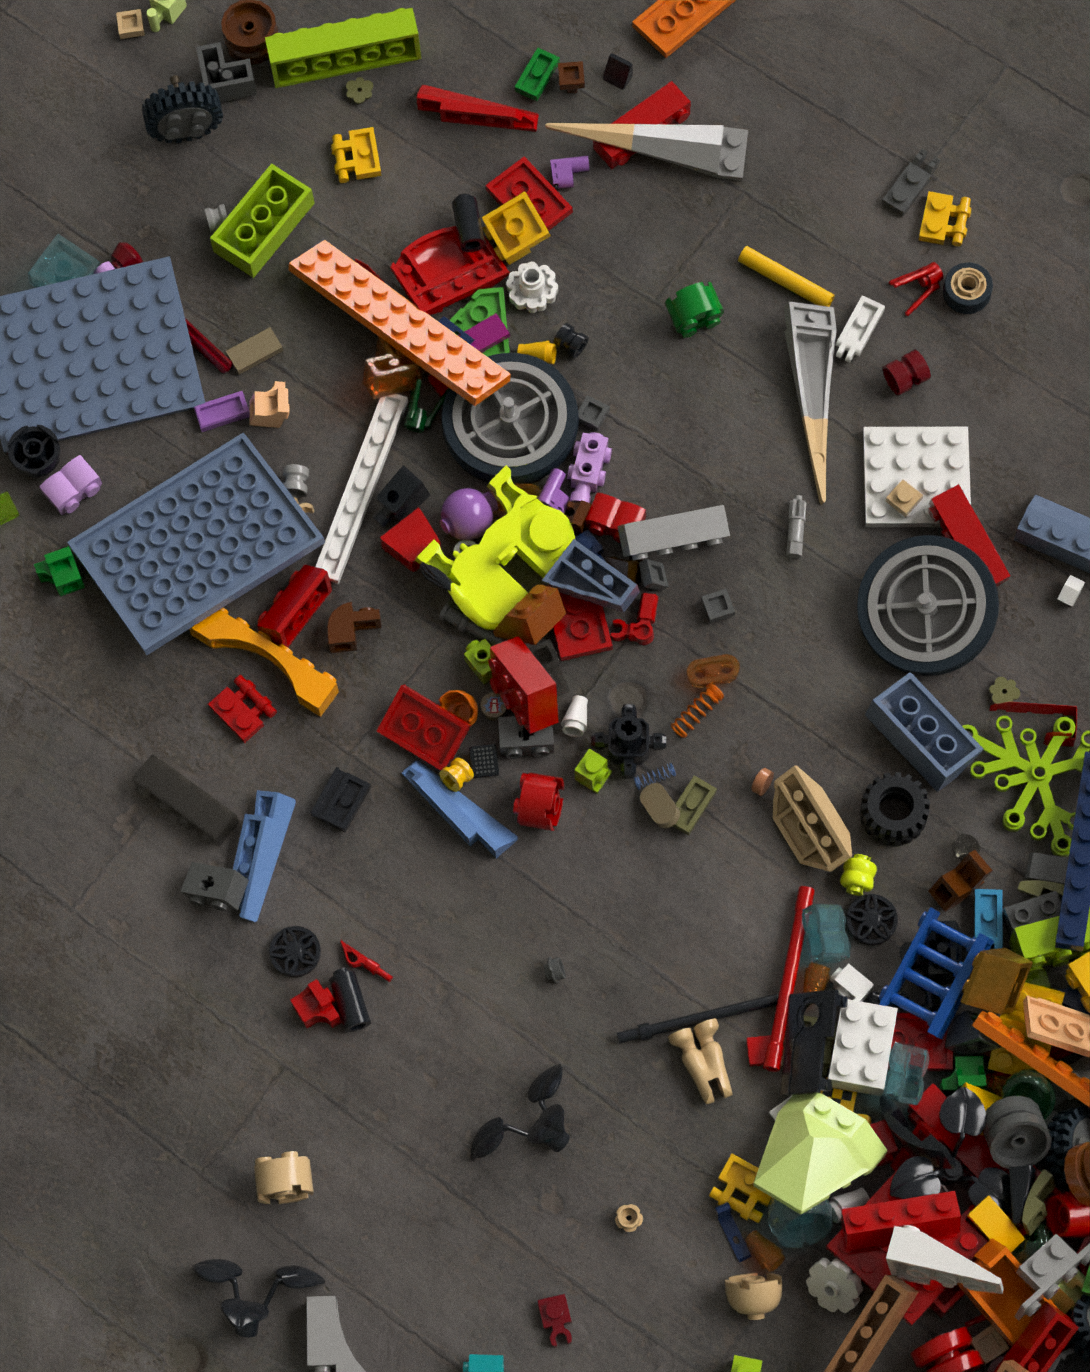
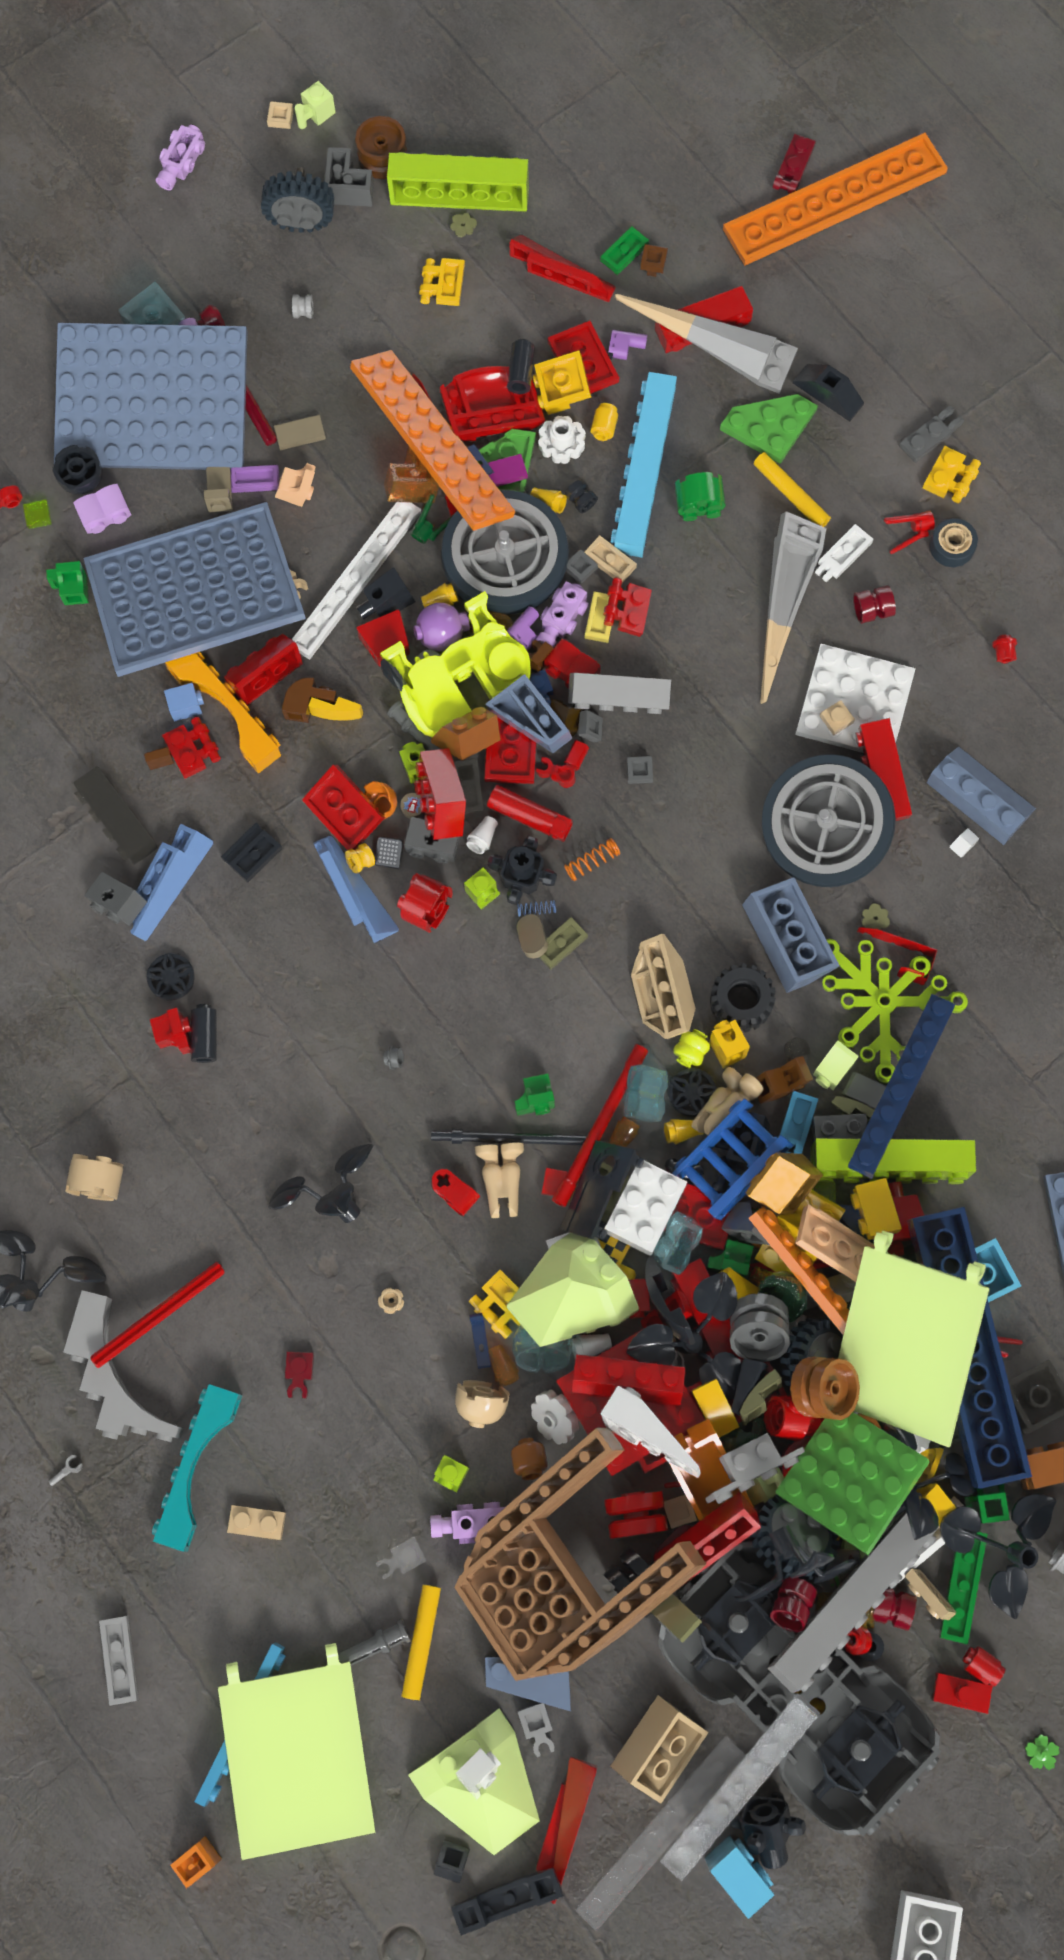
camera: 15 degrees right, 5 degrees up
(35, 98) = (180, 156): none -> lavender brick
(188, 432) = (218, 492): none -> dark tan bracket
(213, 728) = (159, 758): none -> reddish brown tile
(221, 663) = (184, 701): none -> medium blue brick
(262, 220) = (340, 317): lime brick -> none
(295, 480) = (299, 557): light grey wheel -> none
(370, 965) = (231, 1006): red hand -> none
(392, 627) = (341, 710): none -> yellow slope
(392, 1300) = (157, 1315): none -> red axle
(458, 479) = (442, 594): none -> yellow cone
(571, 257) = (604, 422): none -> yellow brick
(618, 71) = (697, 266): black slope -> none
(618, 680) = (529, 813): none -> red piece
(621, 398) = (610, 559): none -> tan plate
(627, 291) = (645, 464): none -> medium azure brick
(628, 459) = (596, 629): none -> light yellow tile
(661, 442) = (634, 607): none -> red plate
(663, 1089) = (457, 1194): none -> red piece
(712, 669) = (618, 825): clear orange plate -> none
(716, 967) = (537, 1096): none -> green brick
(743, 215) = (770, 424): none -> bright green plate
(762, 781) = (631, 939): nougat tile -> none
(794, 163) = (830, 389): none -> black slope
(796, 521) = (732, 717): light grey piece -> none
(820, 1336) = (529, 1459): none -> dark orange head
(851, 983) = (654, 1146): white brick -> none
(873, 960) = (679, 1130): none -> yellow cone
(895, 858) = (728, 1043): none -> yellow brick
(906, 917) = (723, 1098): none -> tan piece
(1010, 851) = (835, 1066): none -> yellowish green slope
(1052, 382) = (1005, 648): none -> red hose

